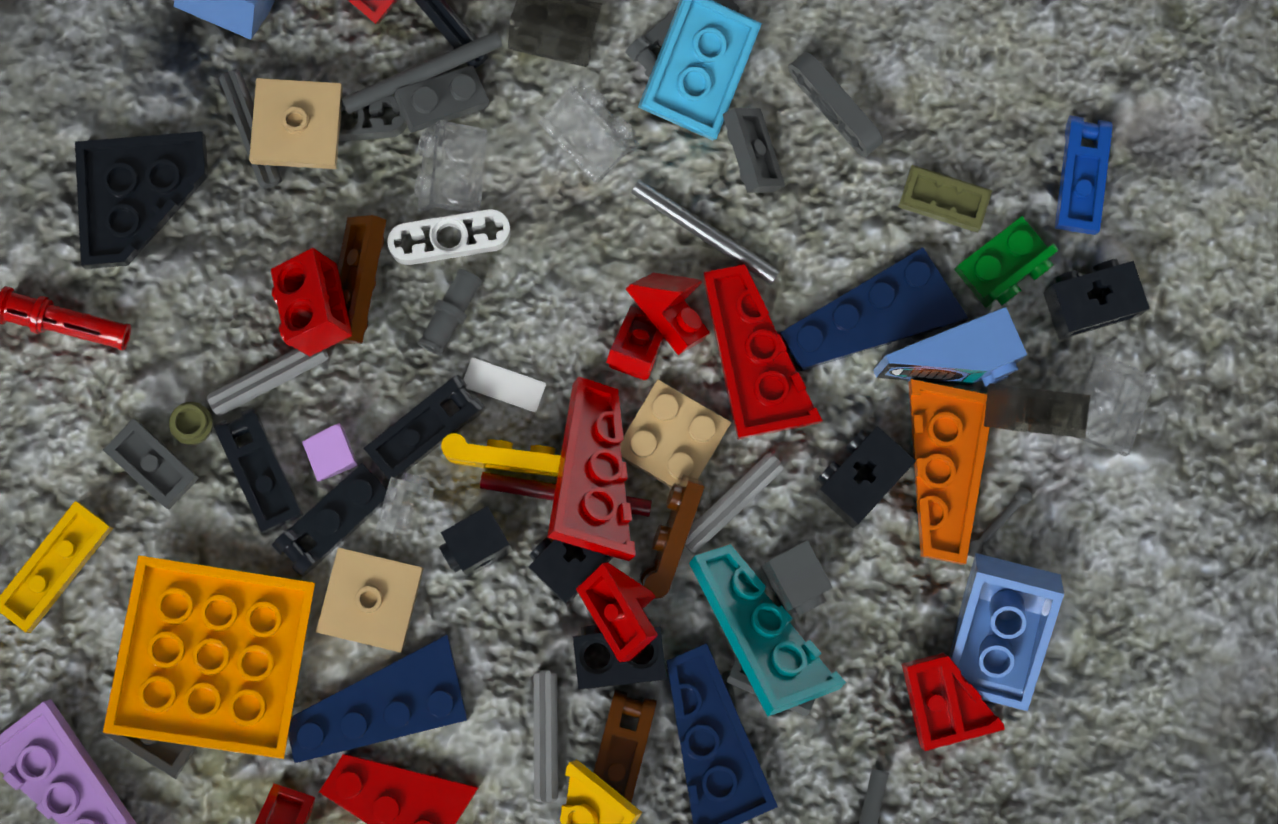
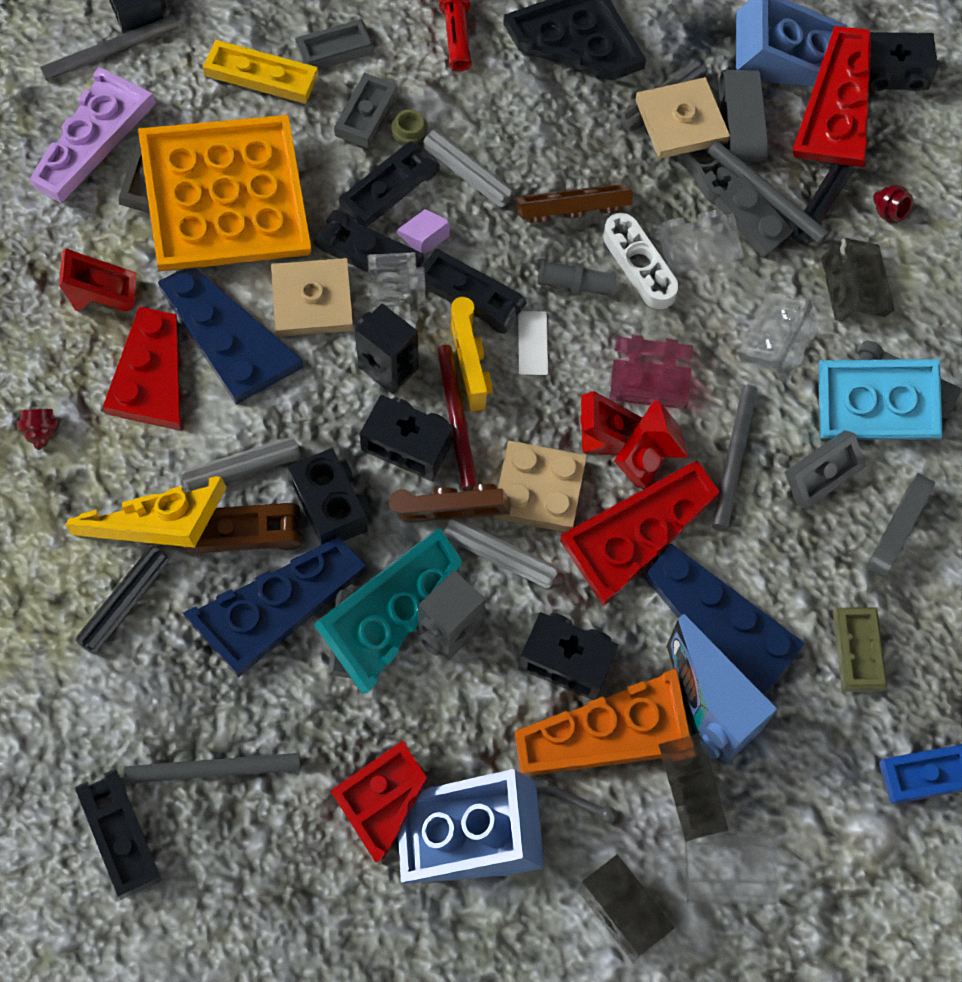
camera: 75 degrees right, 15 degrees down
(43, 470) = (335, 45): none -> dark grey tile
(310, 55) = (744, 114): none -> dark grey beam
(310, 302) = (540, 169): red brick -> none
(590, 483) = (474, 418): red wing -> none
(594, 283) = (649, 382): none -> clear pink plate
(617, 609) = (368, 471): red slope -> none
(1006, 261) = (825, 726): green bracket -> none
(1076, 314) = (833, 841): black brick -> none
(1121, 514) = (625, 908): none -> clear smoke brick

